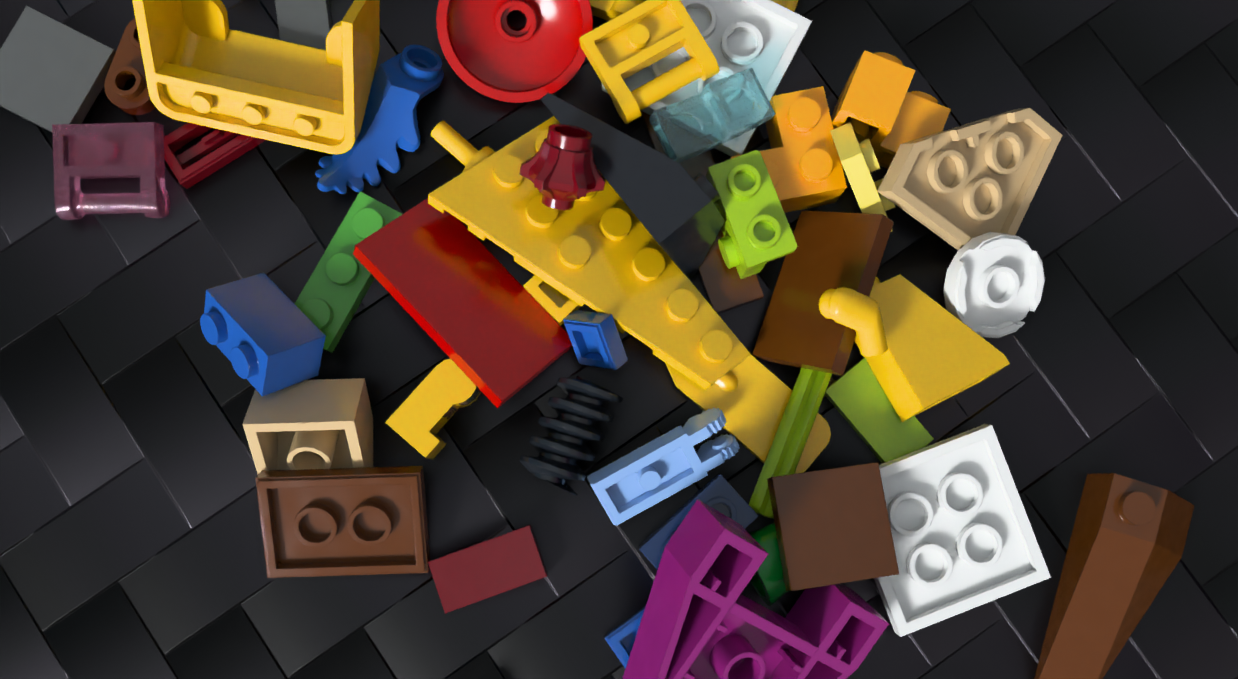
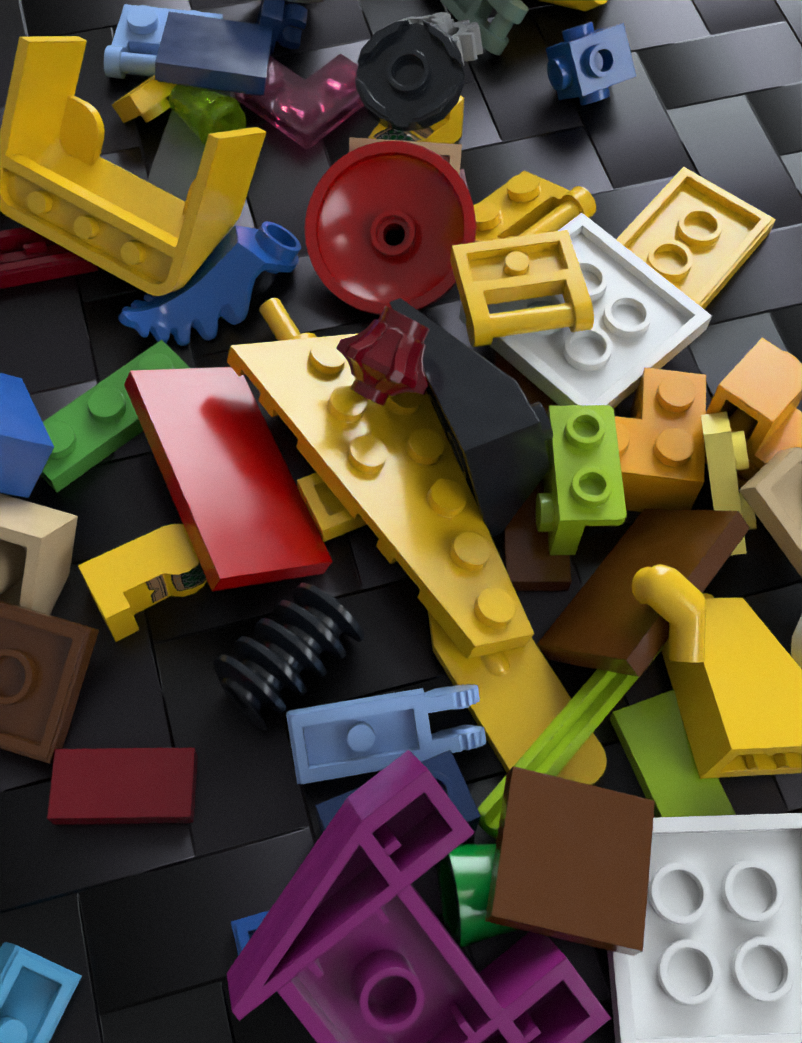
camera: 15 degrees right, 20 degrees down
(595, 339) = (356, 560): blue tile -> none
(713, 116) = (580, 368): clear light blue slope -> none

